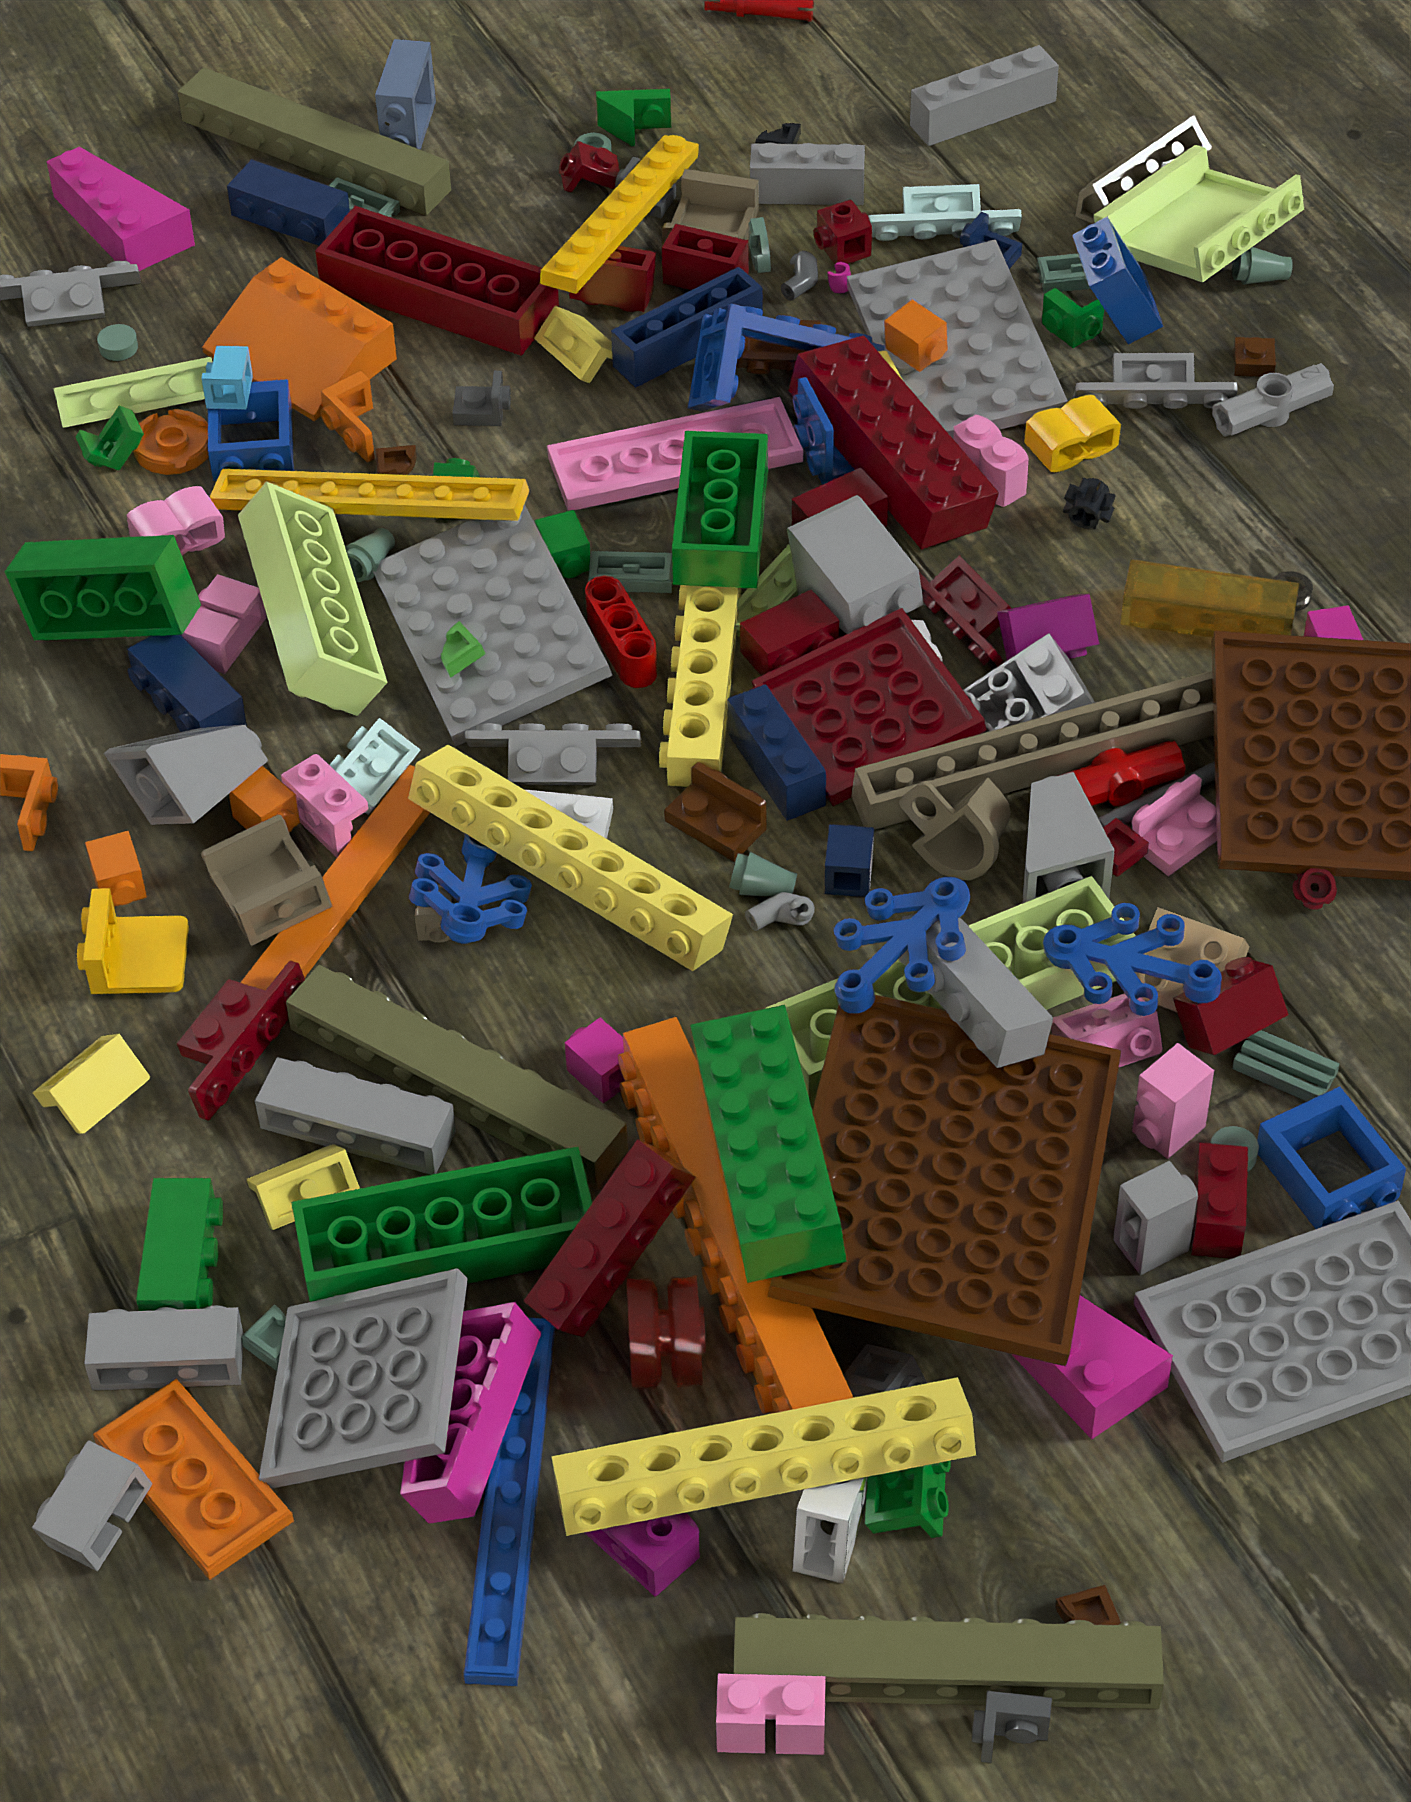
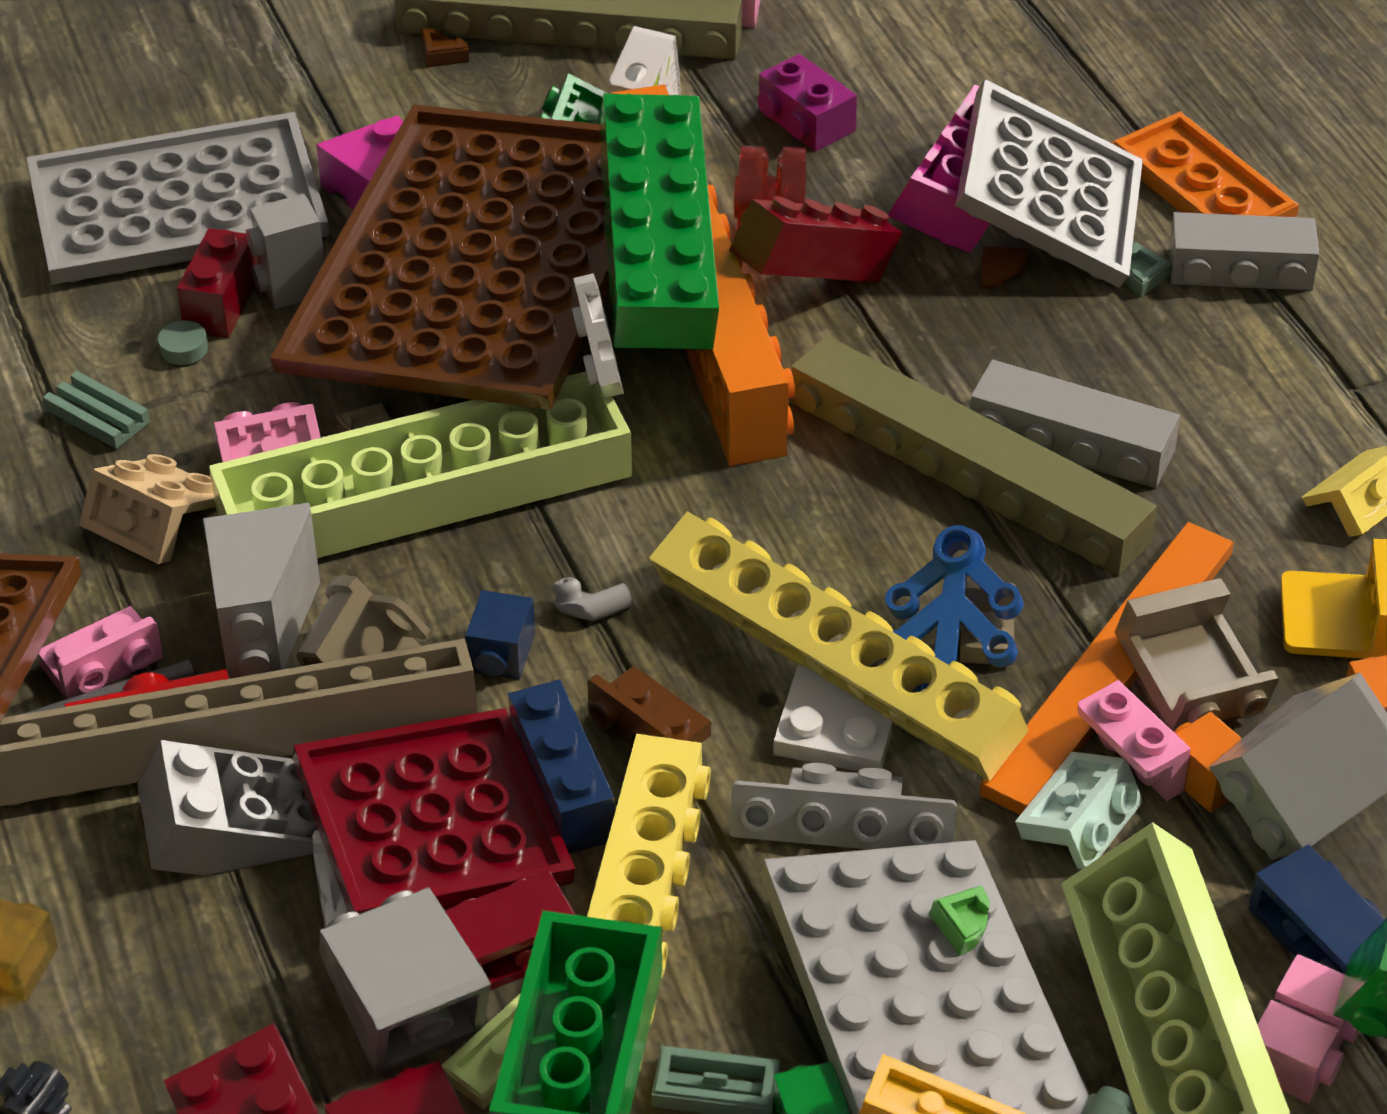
camera: 175 degrees left, 5 degrees down
(92, 1490) = (1288, 139): light grey piece -> none
(179, 1245) = (1241, 324): green brick -> none
(234, 1034) = (1217, 506): dark red bracket -> none
(306, 1177) = (1140, 376): light yellow panel -> none
(473, 1219) = (980, 303): green brick -> none
(509, 1530) = (920, 126): blue tile -> none
(594, 1059) = (811, 453): dark pink brick -> none
(621, 631) = (741, 963): red beam -> none
(760, 877) = (607, 630): sand green cone -> none
(763, 1456) = (719, 77): light yellow brick -> none
(809, 1024) = (592, 322): none -> white wing
(941, 900) = (420, 424): blue plant -> none
(968, 604) = (270, 962): dark red bracket -> none
(987, 1000) = (411, 381): light grey brick -> none
(1066, 619) = (165, 892): magenta brick -> none
(1074, 947) = (286, 443): blue plant -> none
(1127, 844) = (186, 630): dark red plate -> none
(1172, 1101) = (232, 341): bright pink piece -> none
(1246, 1004) = (133, 431): dark red brick -> none
(1310, 1122) = (82, 344): blue window -> none

